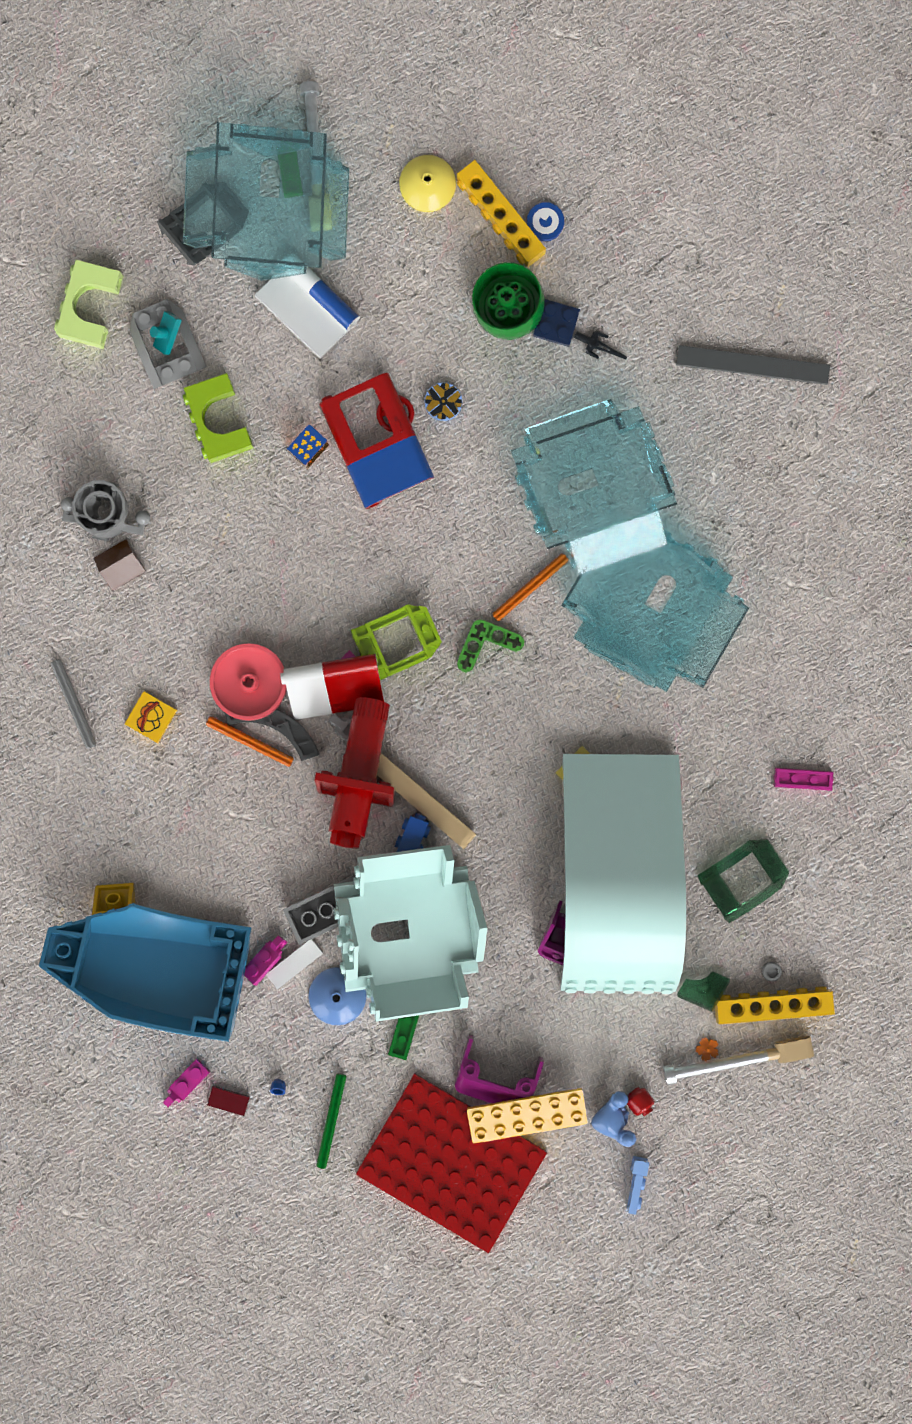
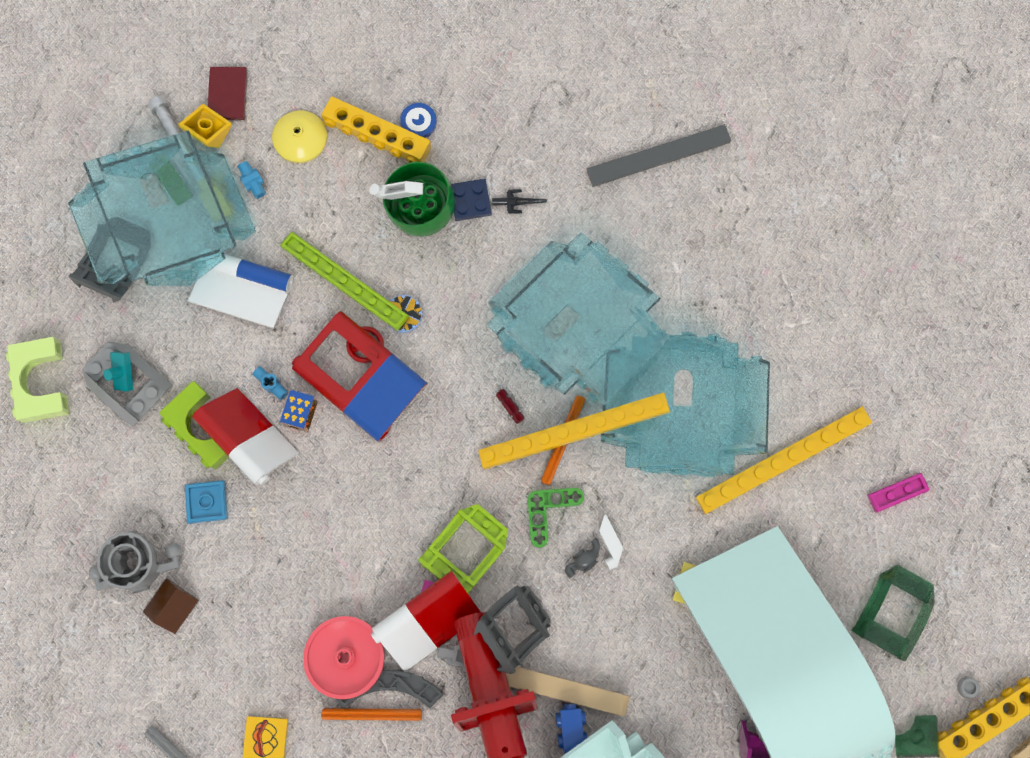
camera: 30 degrees left, 10 degrees down
(189, 488) = (206, 502): none -> dark azure tile
(250, 445) = (245, 435): none -> door
(297, 417) = (277, 389): none -> dark azure axle
(345, 133) = (206, 126): none -> yellow slope
(363, 205) = (251, 179): none -> dark azure axle
(379, 107) = (228, 91): none -> dark red tile
(385, 734) = (496, 640): none -> dark grey wedge
(403, 344) = (344, 281): none -> lime tile
(491, 285) = (397, 190): none -> white piece
(496, 701) = (584, 560): none -> dark grey piece
(498, 533) = (510, 406): none -> dark red axle
(527, 697) = (611, 542): none -> white piece
(542, 584) = (574, 431): none -> yellow plate
(718, 701) = (783, 460): none -> yellow plate

